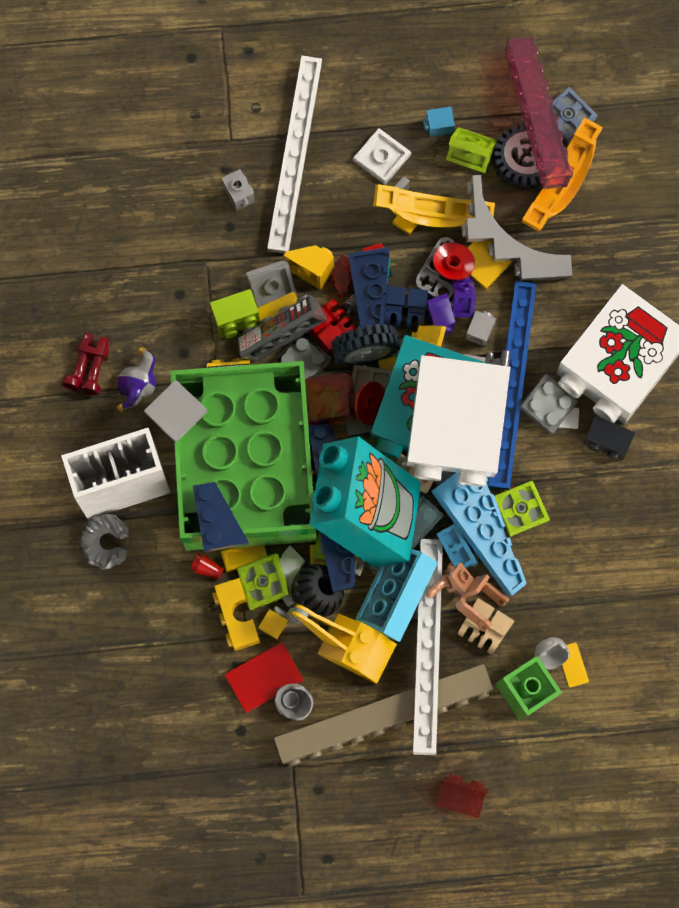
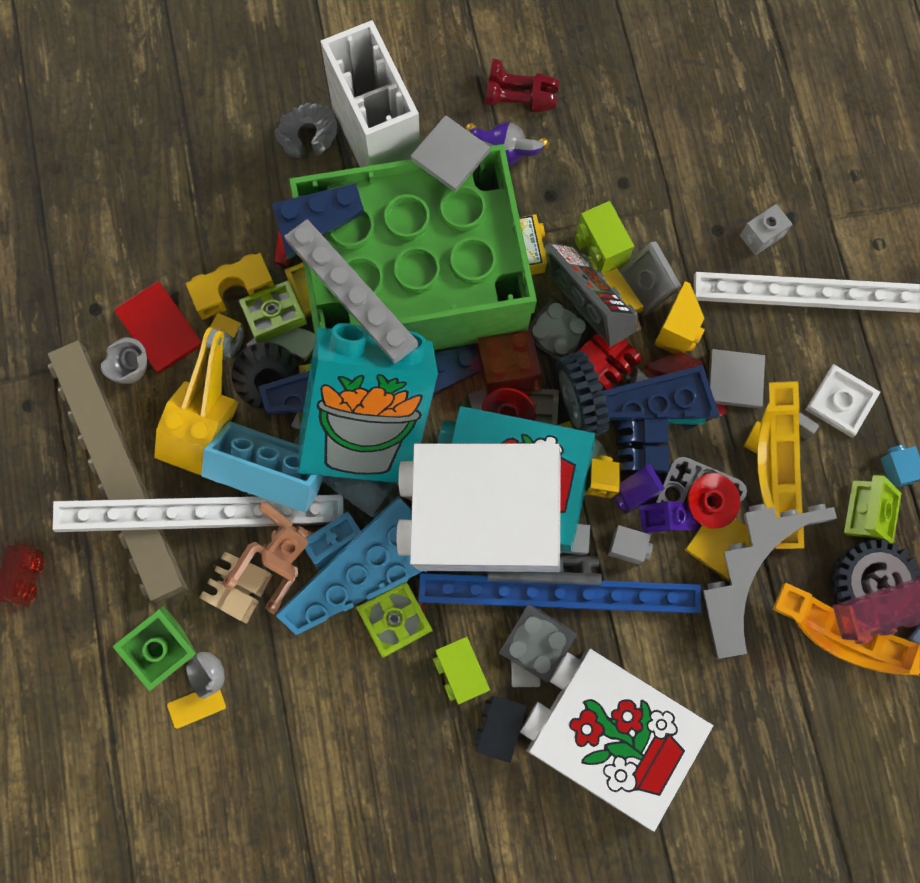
camera: 80 degrees right, 0 degrees up
(287, 493) = (351, 291): none -> light grey plate
(356, 231) = (737, 378): none -> light grey tile
(564, 462) = (461, 671): none -> lime brick

